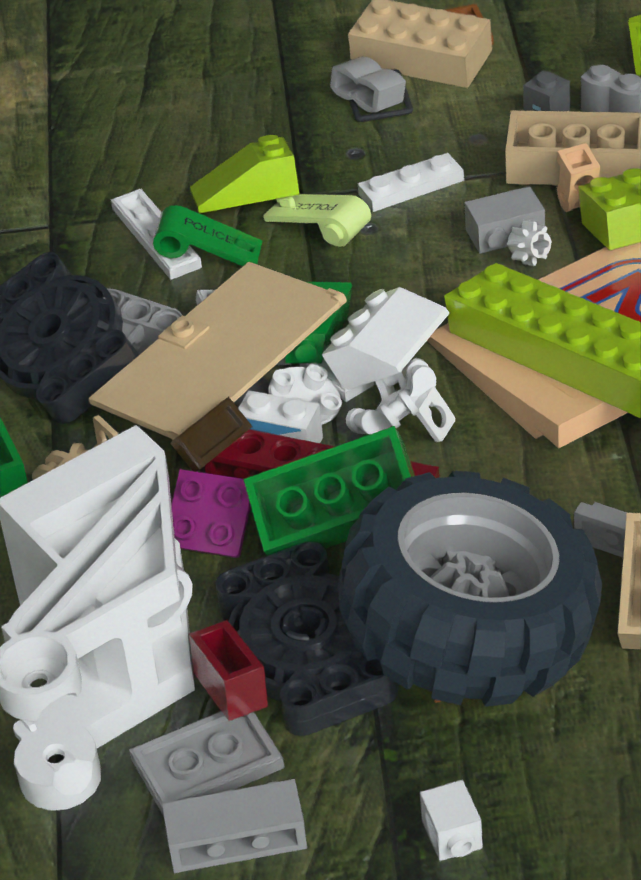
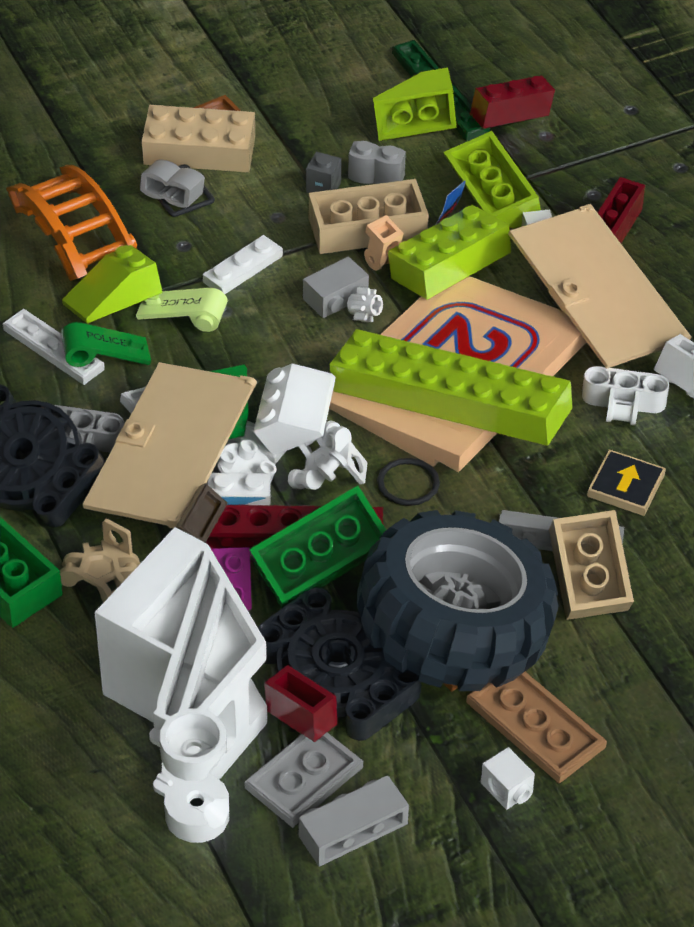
camera: 25 degrees left, 5 degrees up
(197, 82) = (73, 179): none -> orange fence
(489, 426) = (409, 502): none -> black piece
(526, 766) = (538, 725): none -> medium nougat tile

